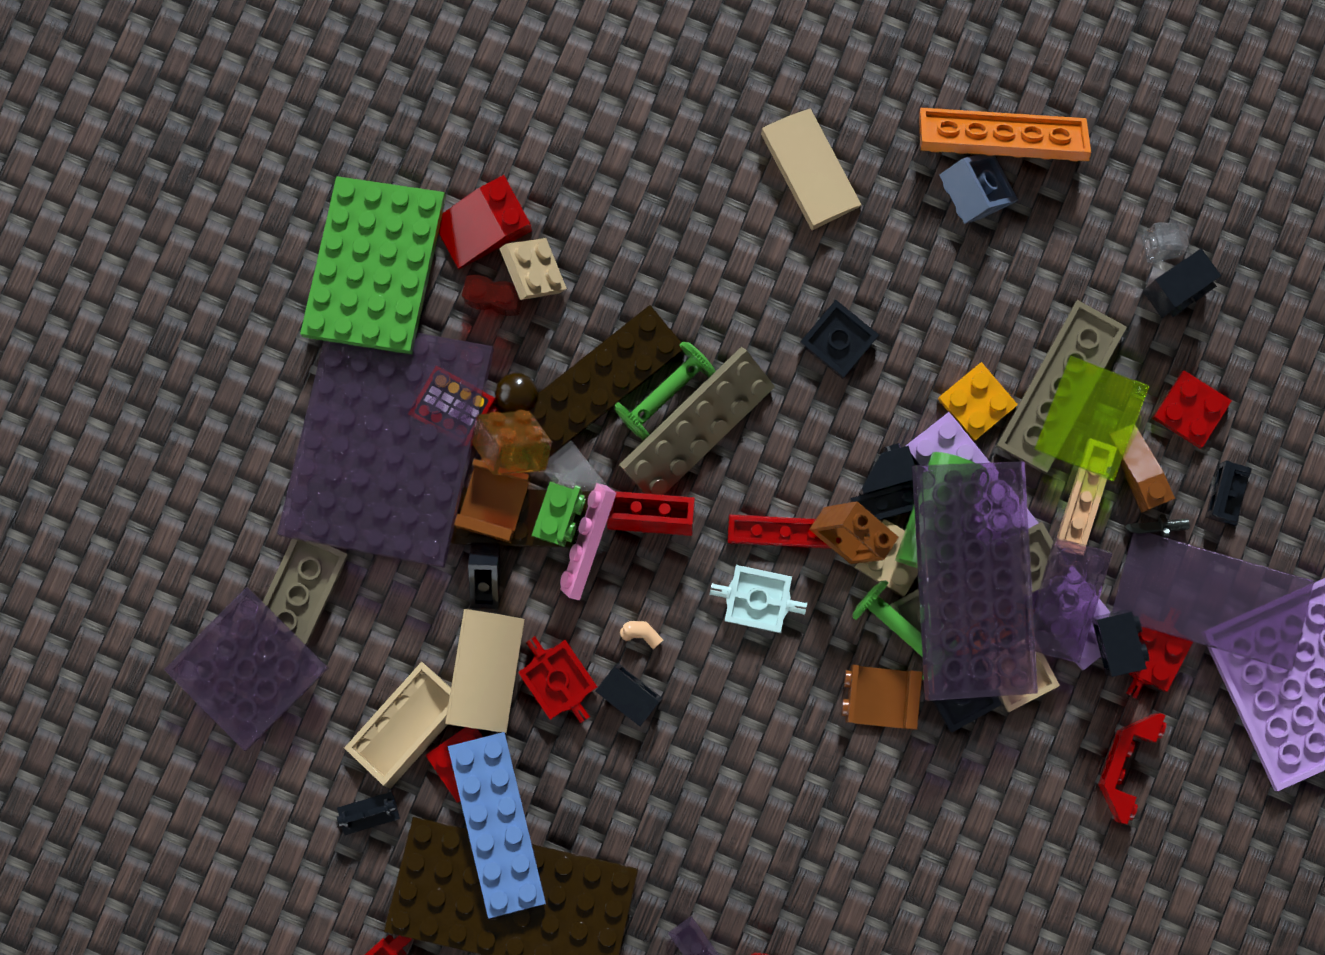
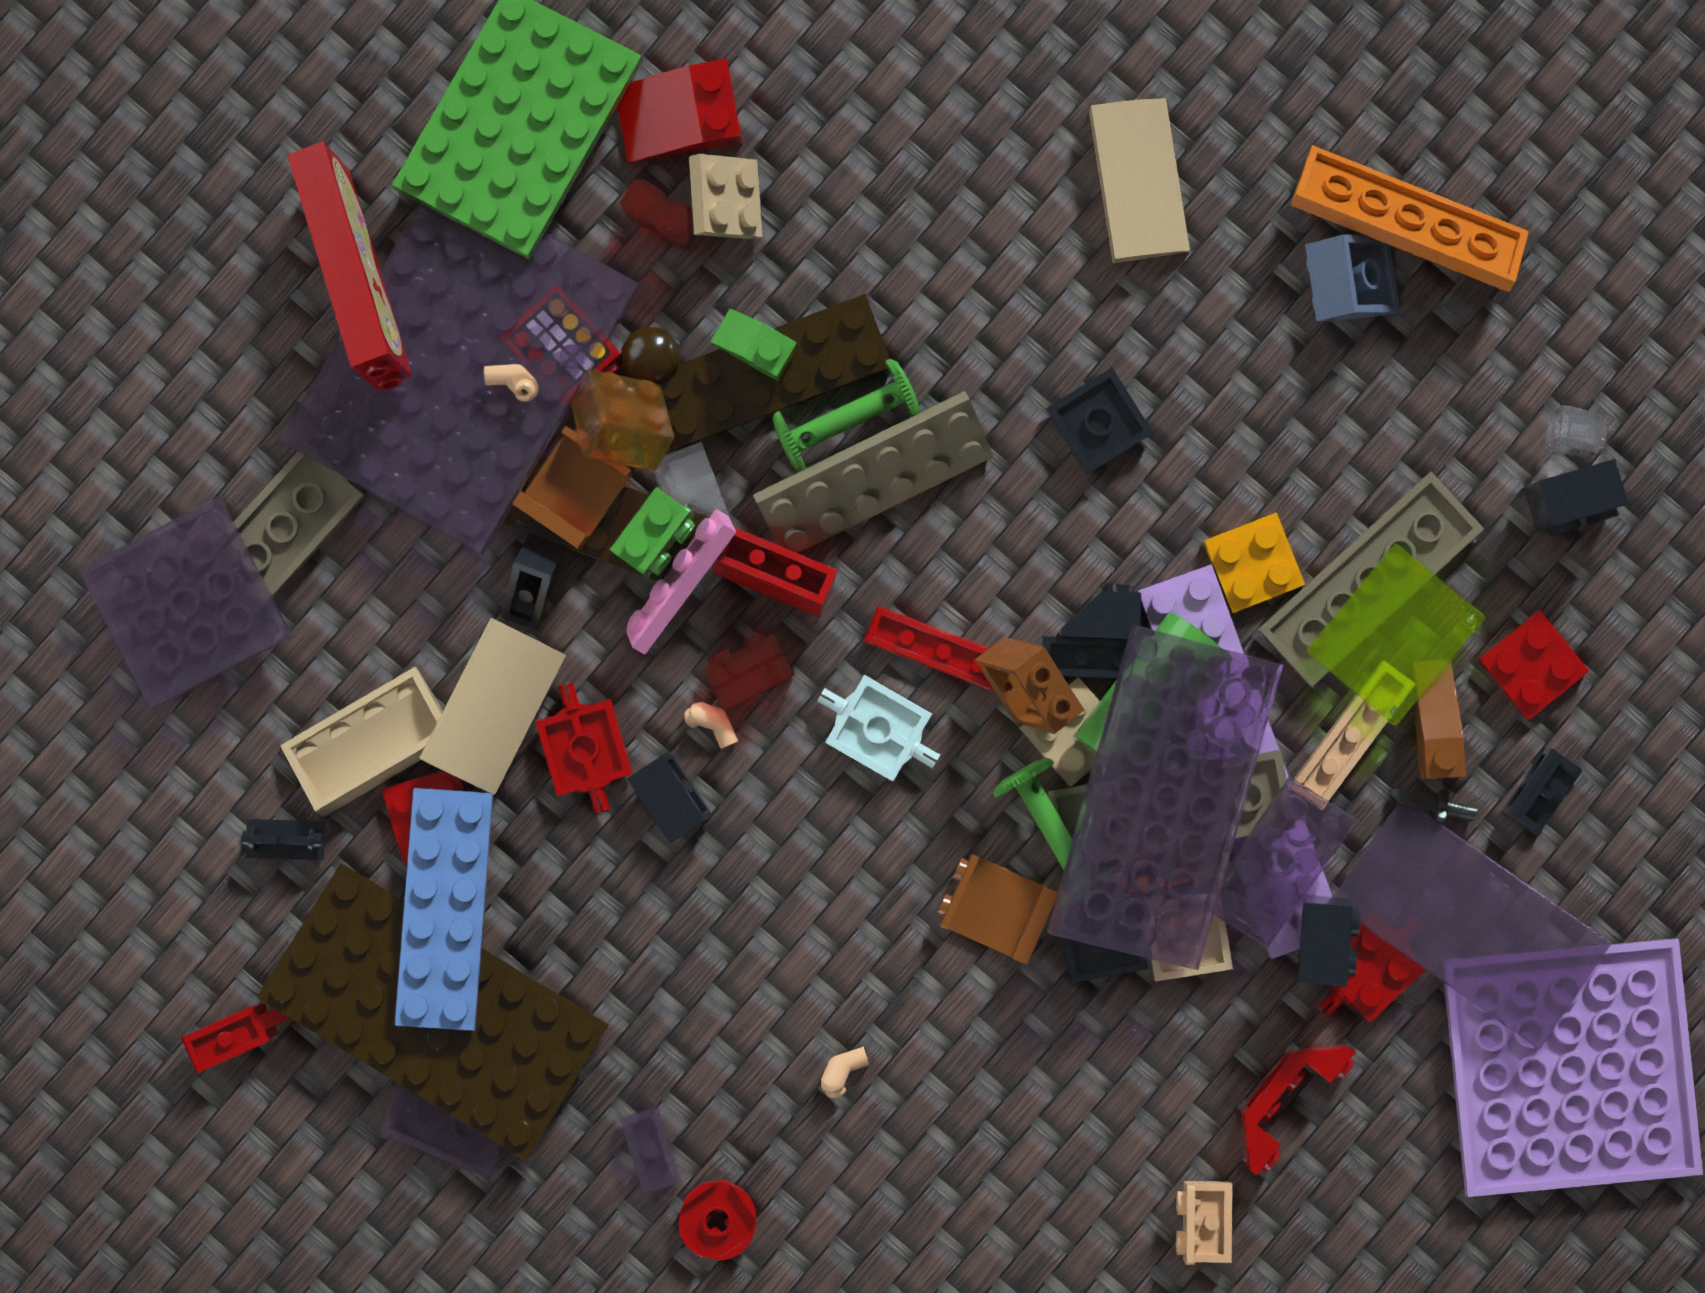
camera: 20 degrees right, 5 degrees up
(289, 398) = (350, 267): none -> red brick
(428, 437) = (515, 377): none -> light nougat arm
(586, 361) = (755, 344): none -> bright green slope
(655, 588) = (748, 671): none -> clear red brick
(809, 847) = (838, 1069): none -> light nougat arm
(1101, 869) = (1206, 1222): none -> light nougat bracket

